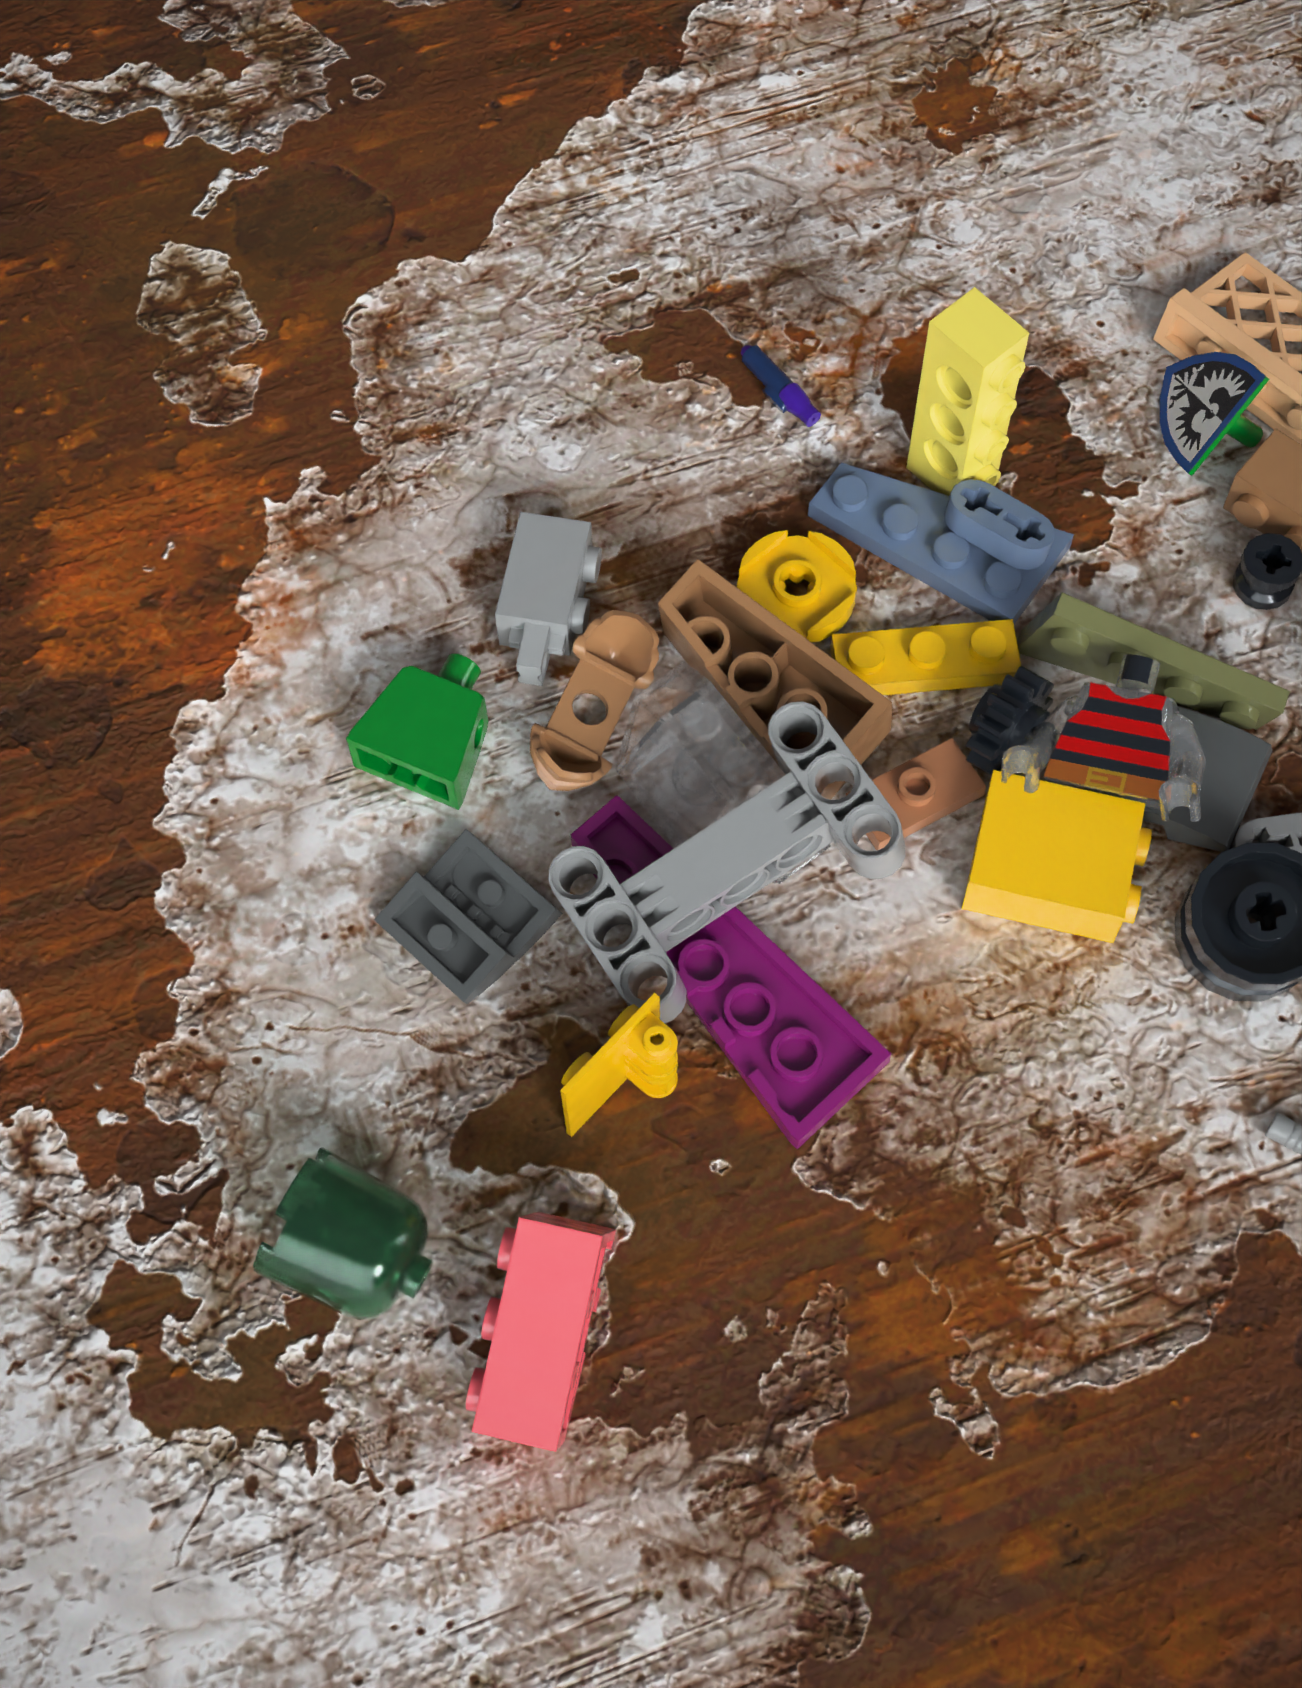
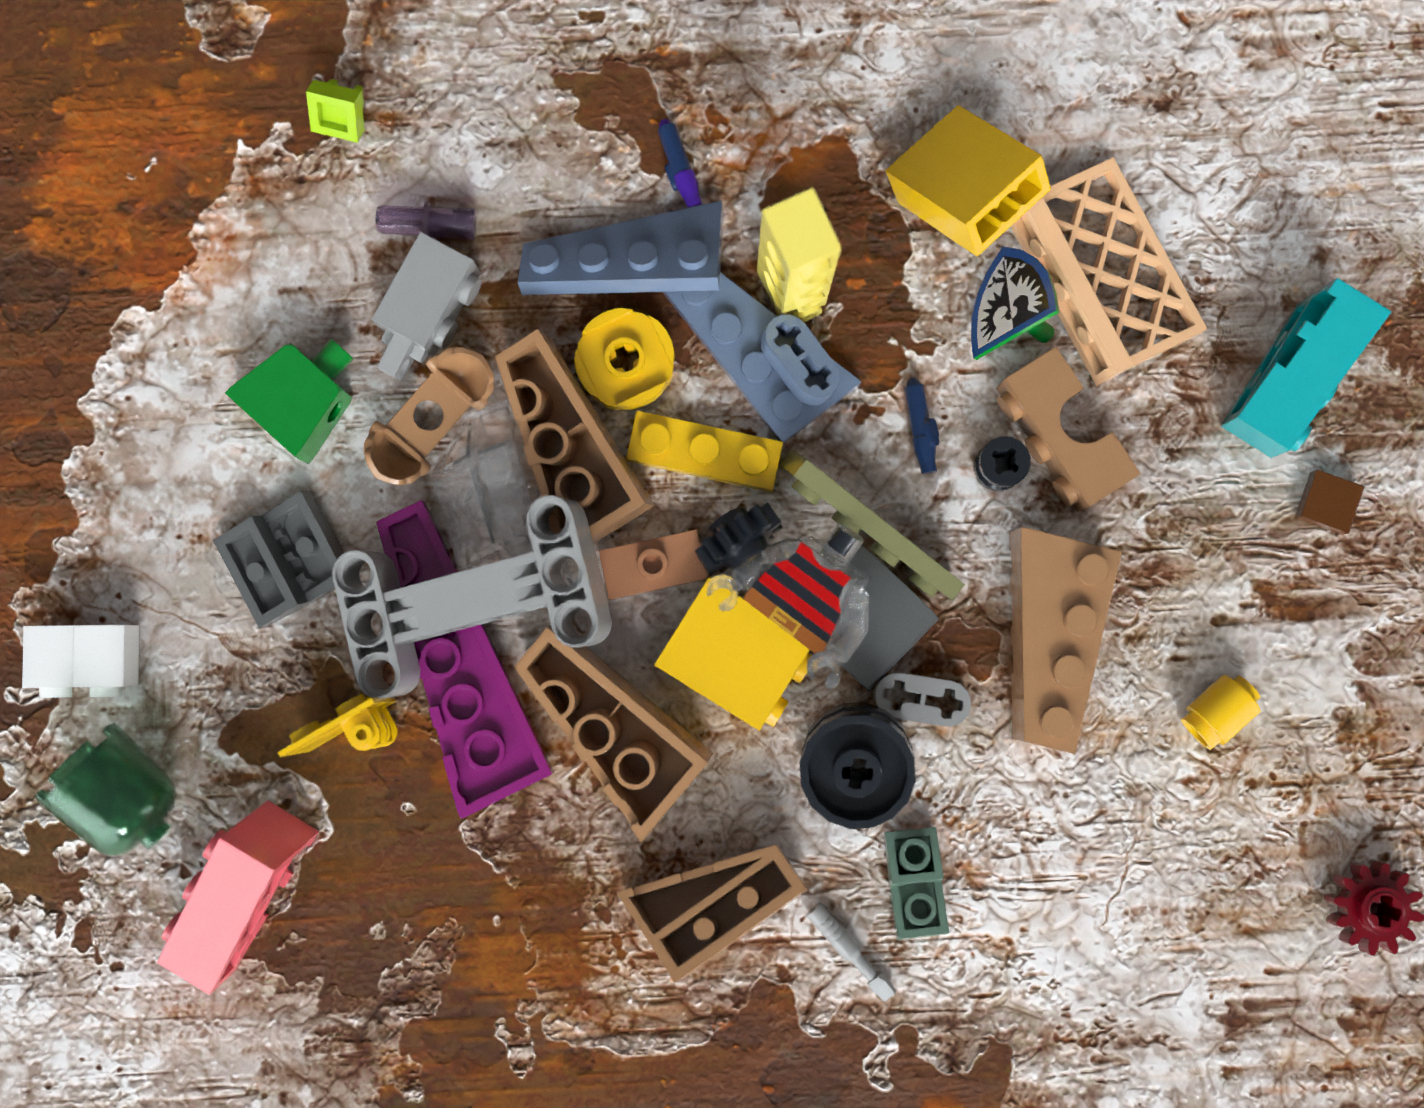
camera: 20 degrees right, 20 degrees up
(250, 1099) = (80, 656): none -> white brick
(375, 430) = (336, 110): none -> lime tile
(502, 513) = (429, 220): none -> clear purple axle
(772, 477) = (638, 255): none -> sand blue wing
(950, 973) = (615, 729): none -> medium nougat wedge
(1108, 298) = (968, 179): none -> yellow brick
(1152, 1143) = (711, 907): none -> medium nougat wedge
(1162, 564) = (923, 428): none -> dark blue piece

